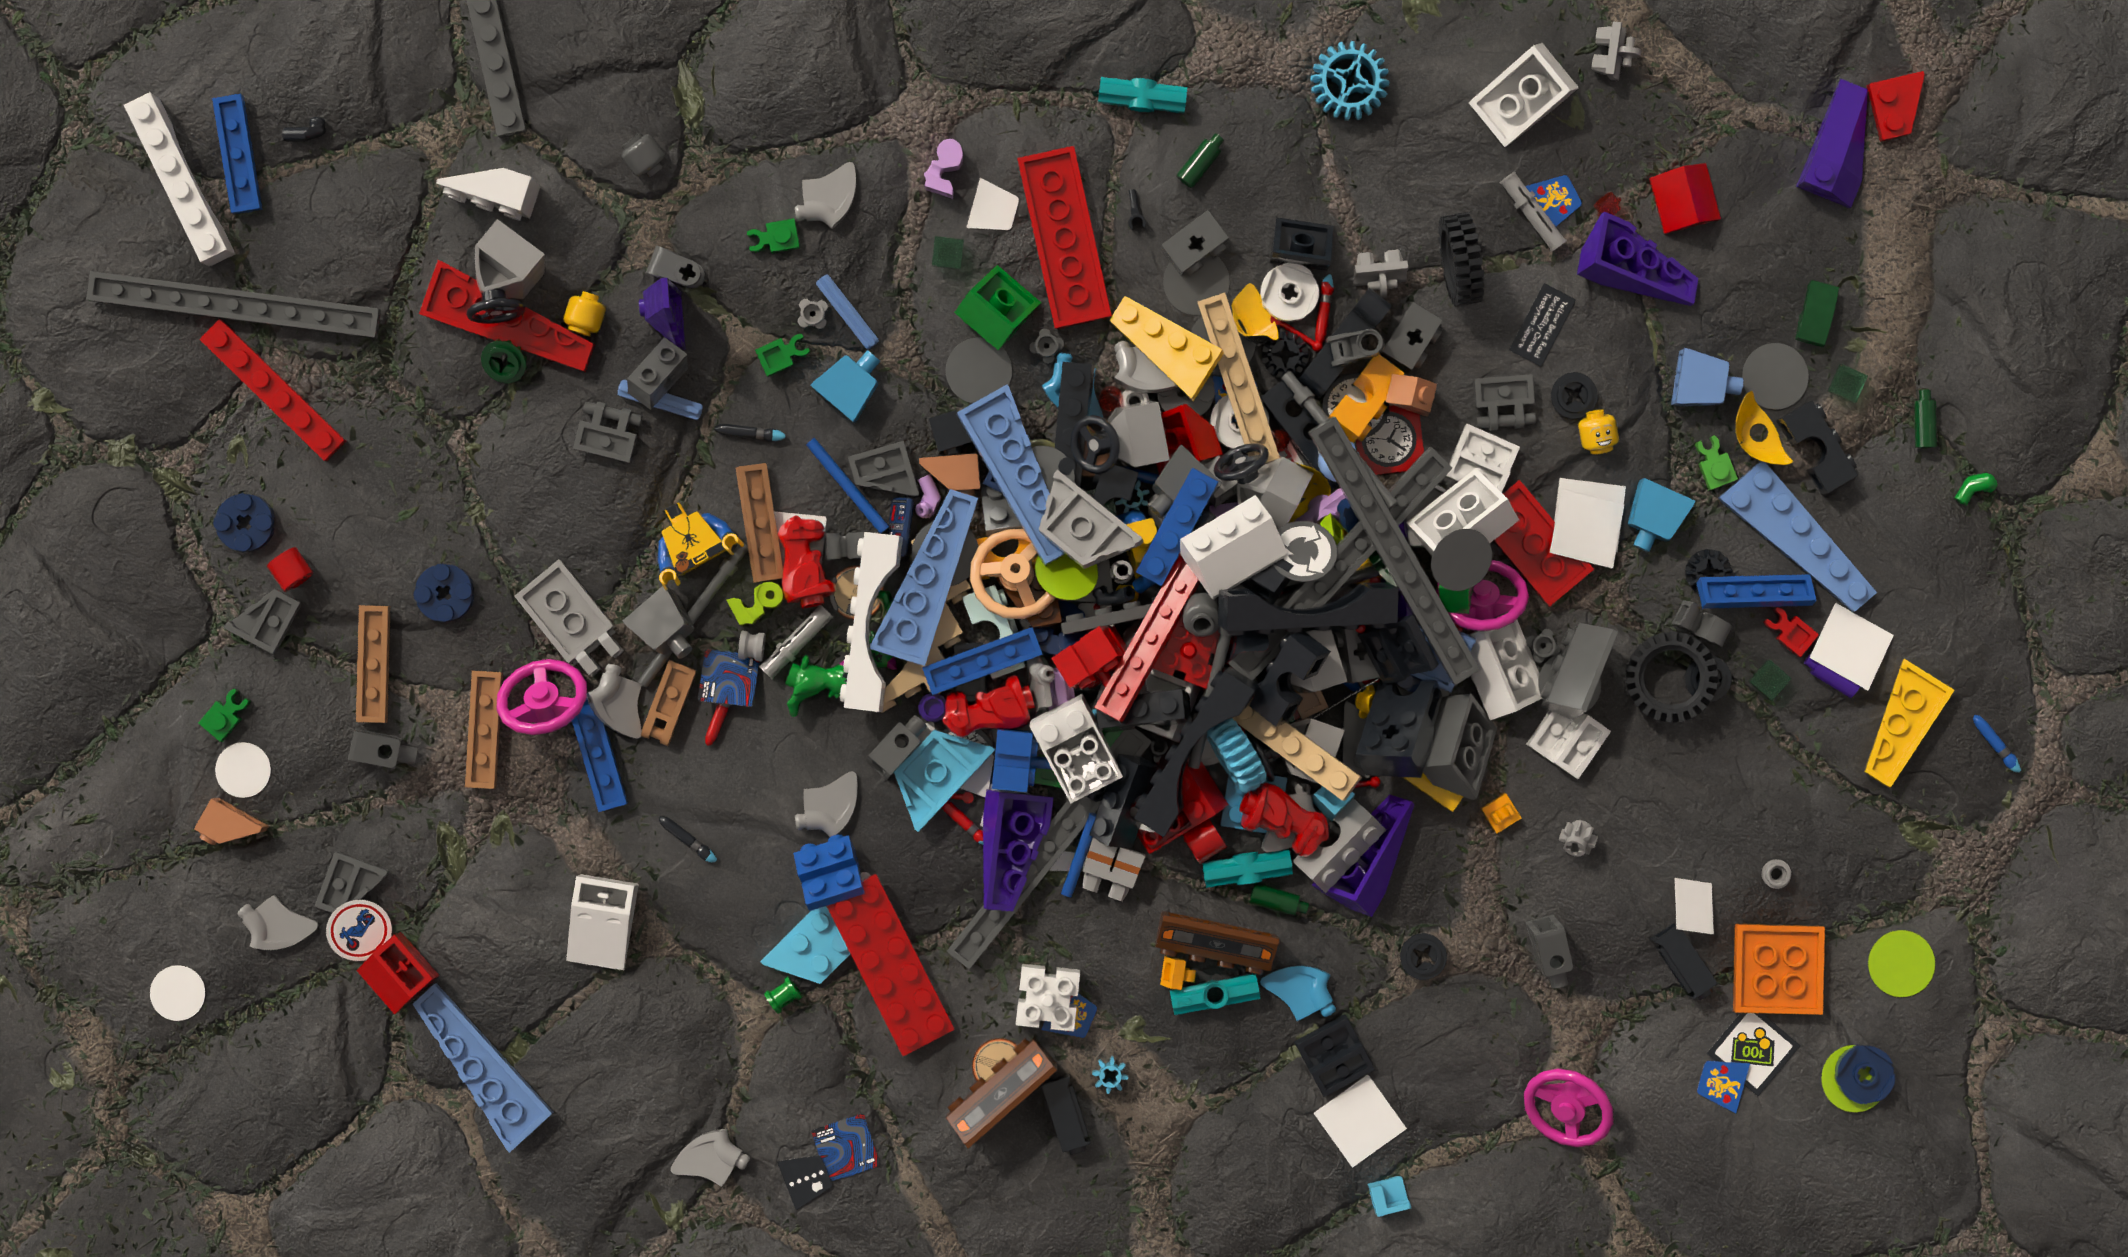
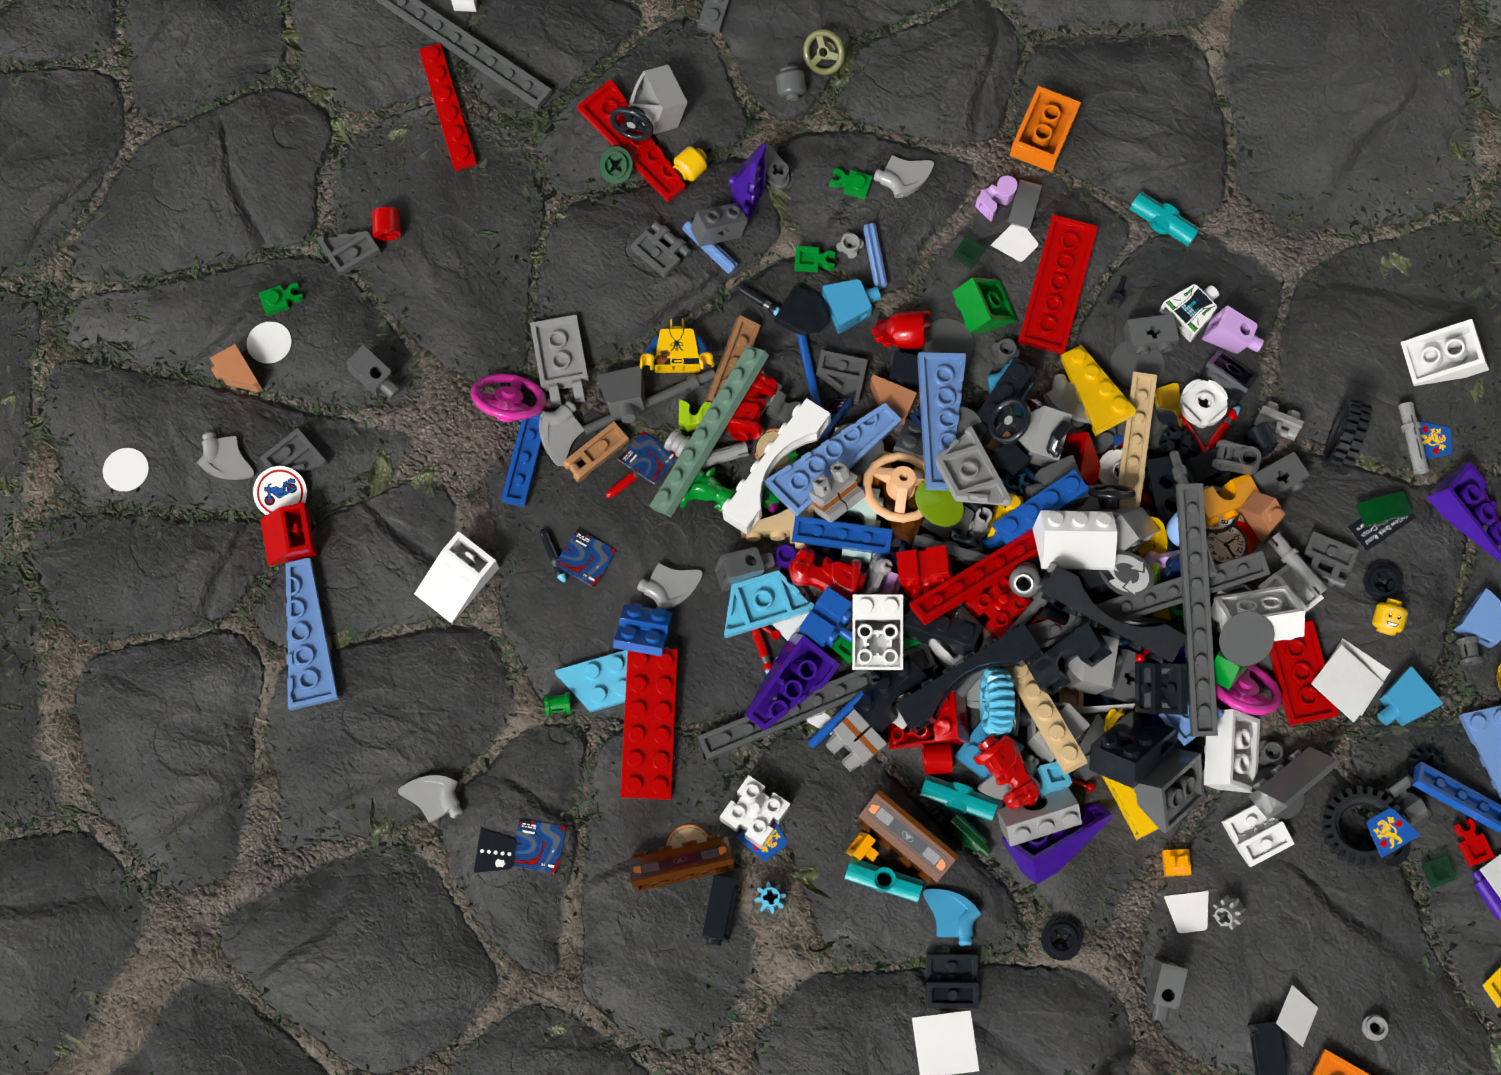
camera: 30 degrees right, 15 degrees down
(228, 522) = (374, 168): dark blue plate -> none
(373, 664) = (403, 316): medium nougat plate -> none
(427, 594) = (494, 301): dark blue plate -> none
(483, 730) = (452, 402): medium nougat plate -> none
(498, 188) = (676, 48): white slope -> none
(661, 92) = (834, 49): none -> olive piece
(723, 823) = (585, 558): none -> sticker
(778, 619) = (709, 431): none -> sand green plate
(804, 423) = (802, 312): none -> black tile
(923, 387) = (903, 329): none -> red piece
(930, 499) = (866, 407): lavender arm -> none
(943, 626) = (835, 492): none -> light grey hips
(956, 59) = (1045, 129): none -> orange brick
(979, 160) = (1024, 204): none -> dark grey slope
(1154, 439) = (1055, 437): none -> black arm
(1200, 161) = (1175, 285): dark green cylinder -> none
(1224, 189) = (1191, 309): none -> torso
(1272, 195) = (1232, 331): none -> lavender torso
(1362, 84) = (1312, 269): medium azure gear -> none
(1482, 430) = (1297, 564): none -> light grey pin
(1537, 855) = (1189, 911): none -> white sticker
(1538, 311) = (1384, 508): none -> dark green slope
(1608, 203) = (1476, 460): clear red plate -> none
(1697, 424) = (1469, 651): none -> dark grey bush
(1702, 672) = (1390, 831): none -> blue sticker
(1717, 468) = (1468, 692): bright green plate -> none

